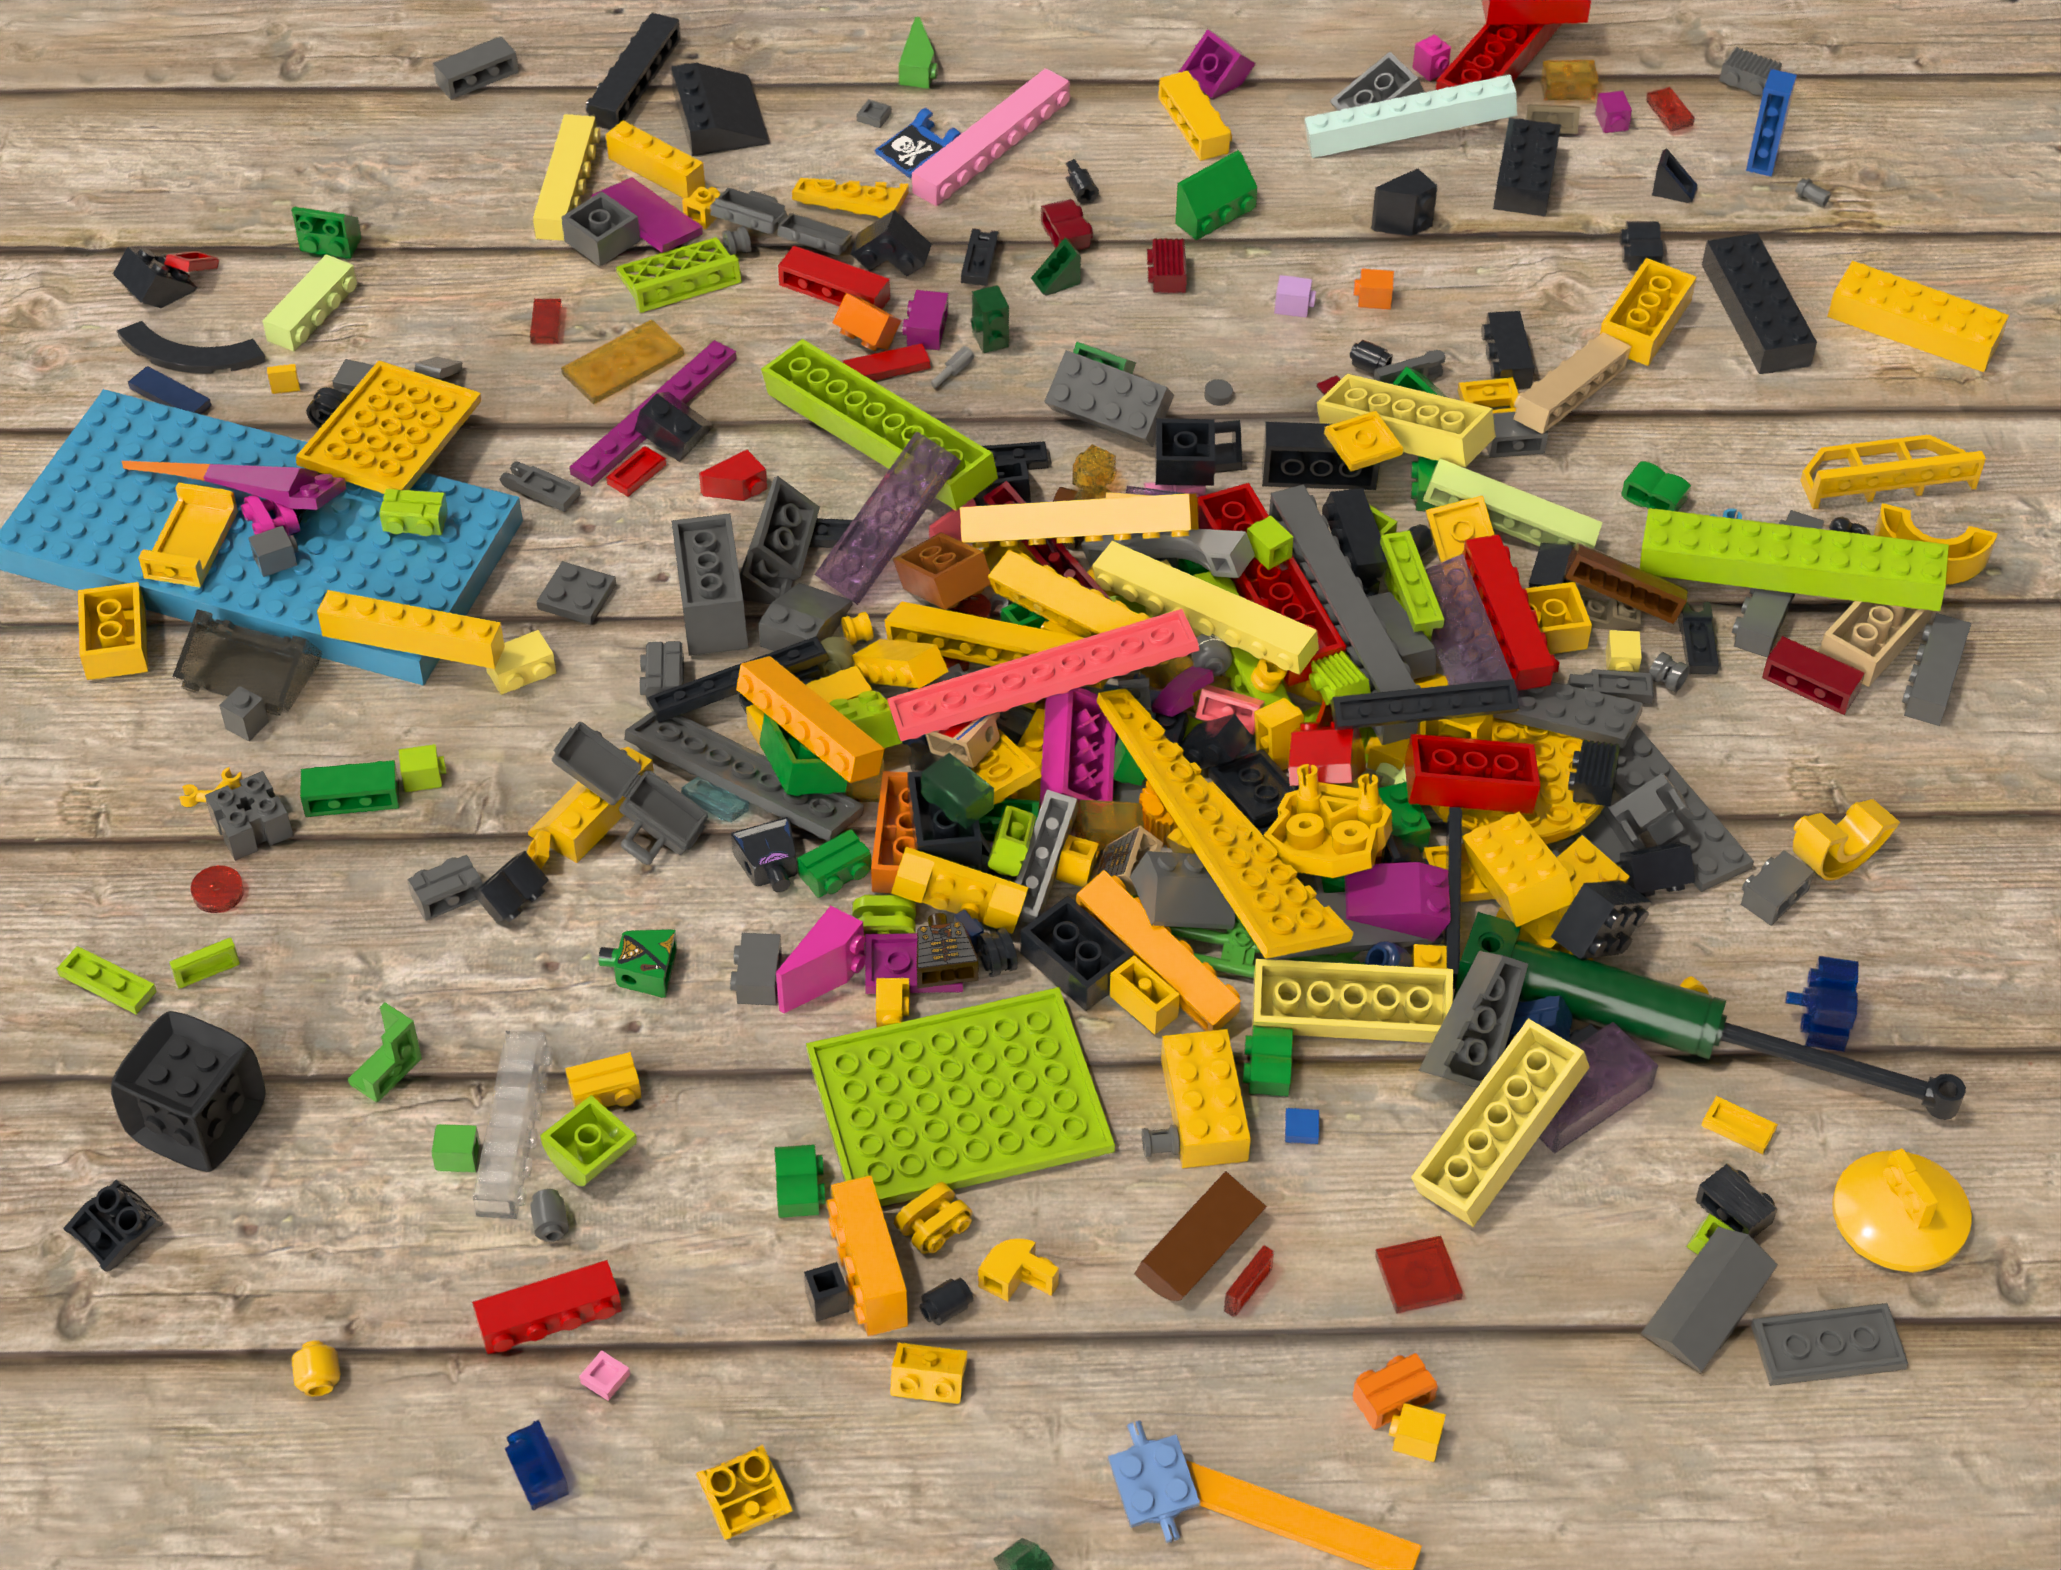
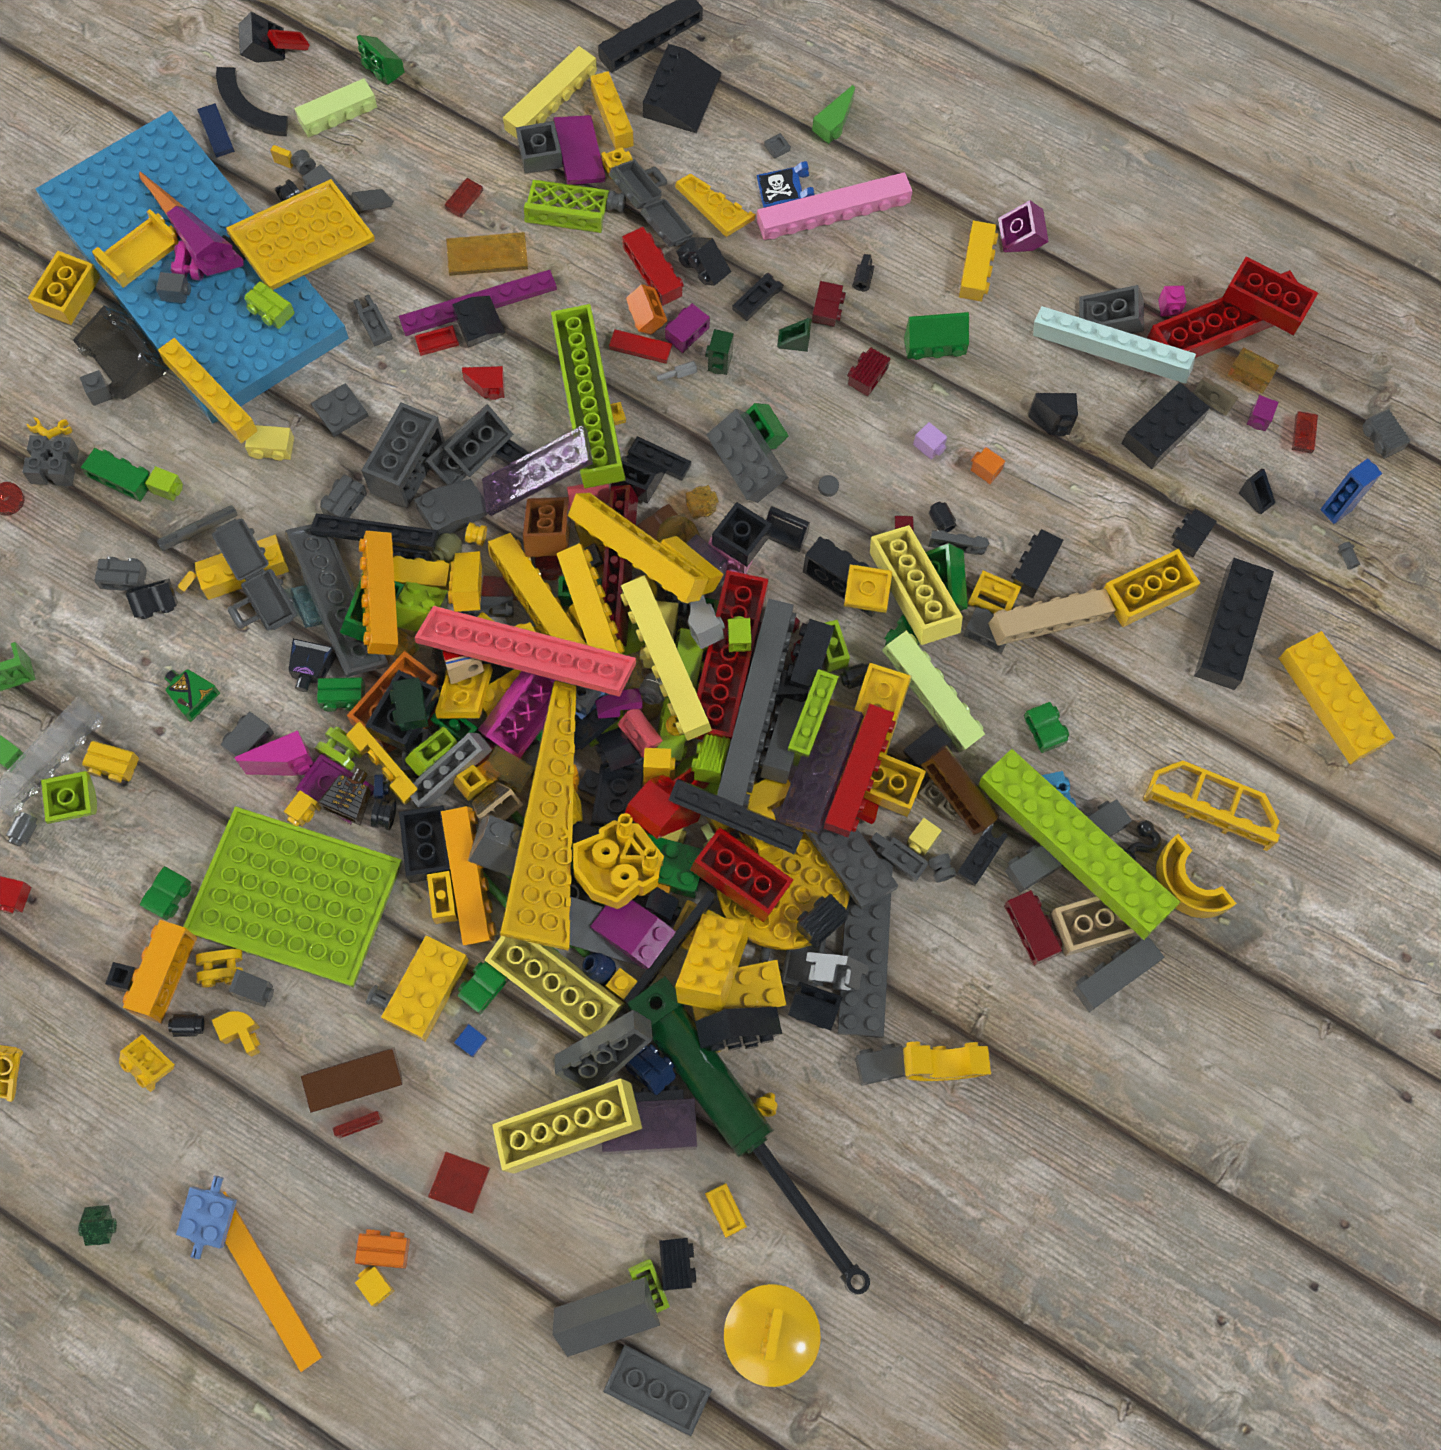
camera: 30 degrees right, 20 degrees up
(315, 372) = (303, 162): none -> dark grey wheel
(500, 794) = (197, 527): none -> dark grey axle
(997, 1213) = (251, 988): none -> dark grey slope
(1829, 1003) = (838, 1169): clear blue brick -> none

